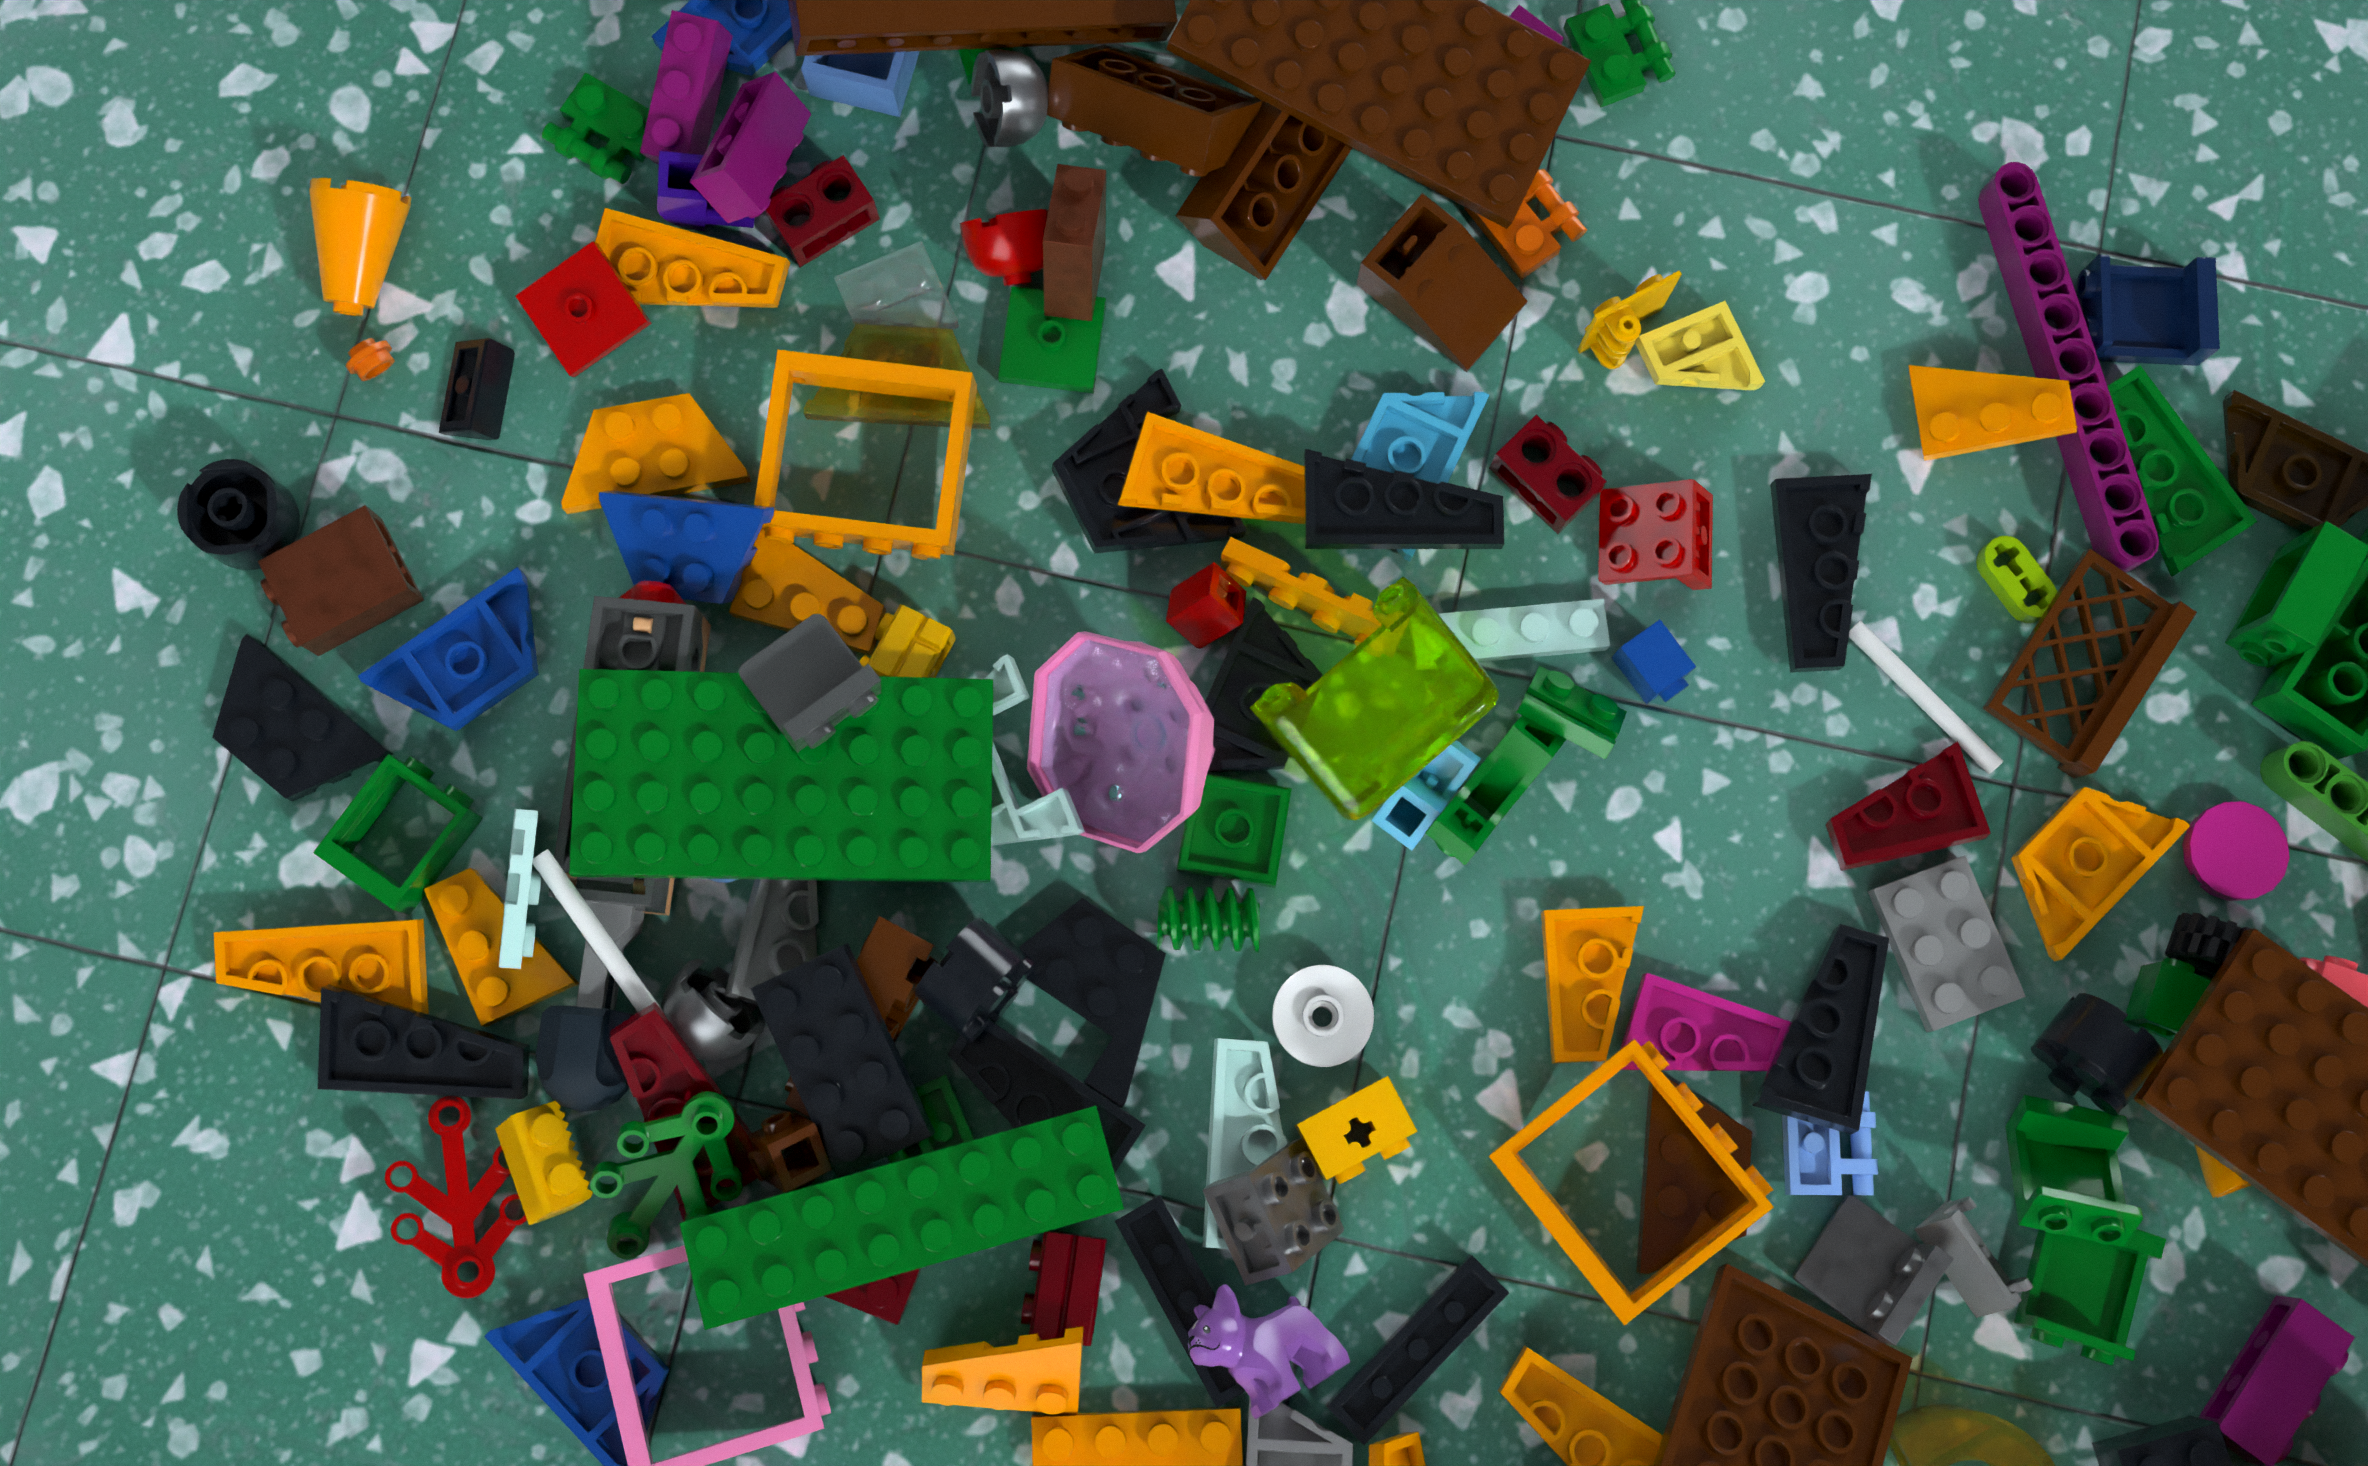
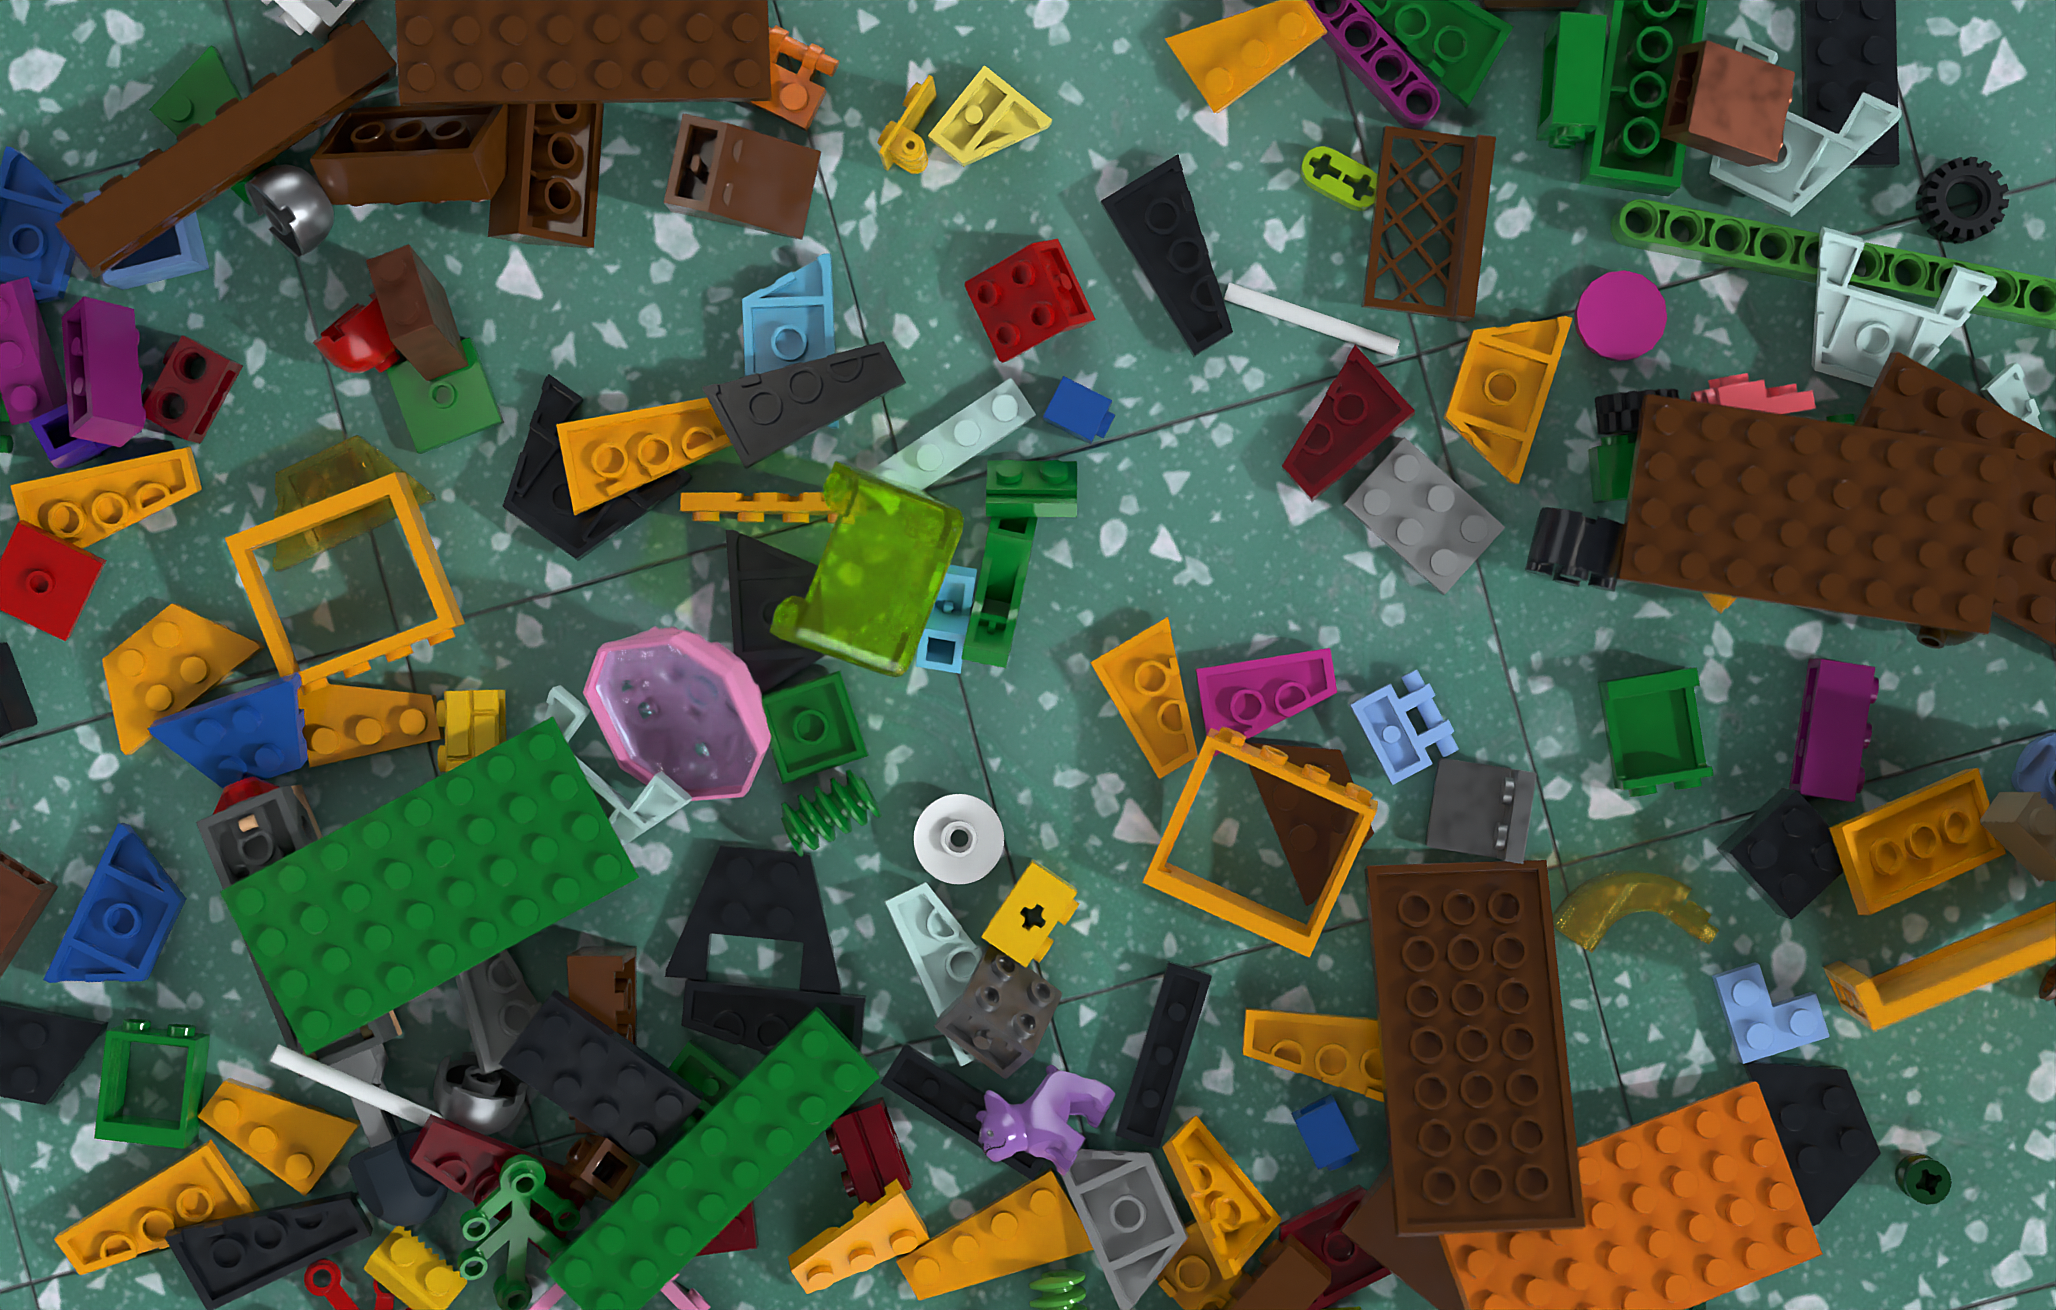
camera: 30 degrees left, 10 degrees up
(521, 891) = (275, 1083): light aqua wing -> none
(810, 682) = (408, 805): dark grey bracket -> none
(897, 291) = (294, 424): clear wing -> none
(974, 979) = (668, 960): black brick -> none
(1206, 606) = (692, 556): red panel -> none
(1538, 481) = (908, 306): dark red brick -> none
(1829, 1042) = (1365, 655): black wing -> none
(1974, 1267) = (1554, 761): light grey hinge -> none
(2070, 1171) = (1598, 654): green panel -> none

